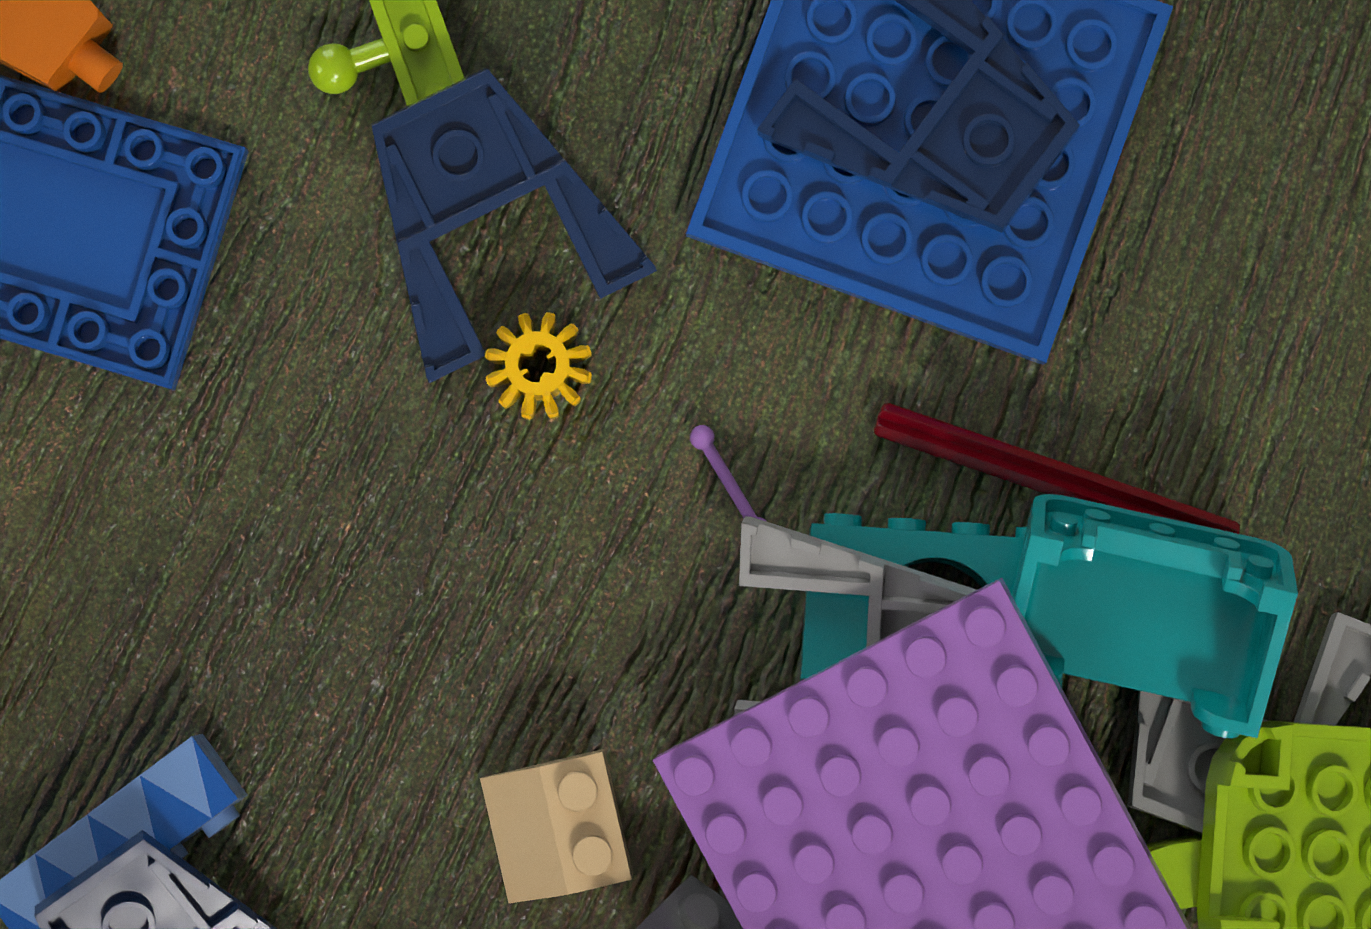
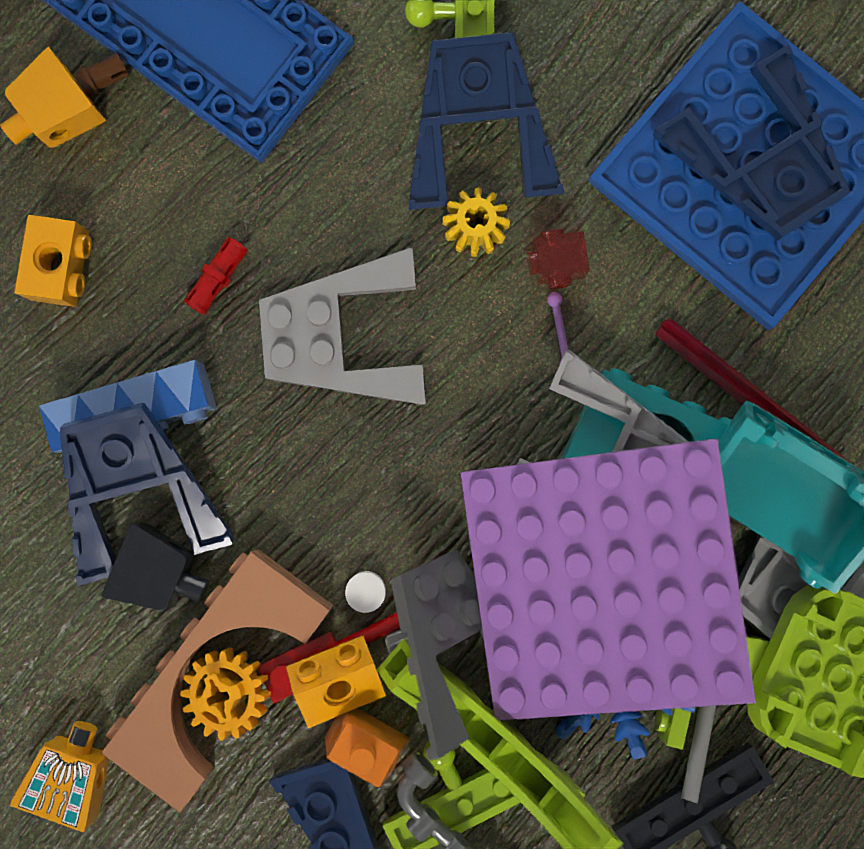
camera: 20 degrees right, 0 degrees up
(171, 593) = (215, 275): none -> red pin
(343, 634) = (305, 333): none -> light grey wing
(557, 827) = (388, 493): tan slope -> none
(683, 376) = (558, 258): none -> clear red brick

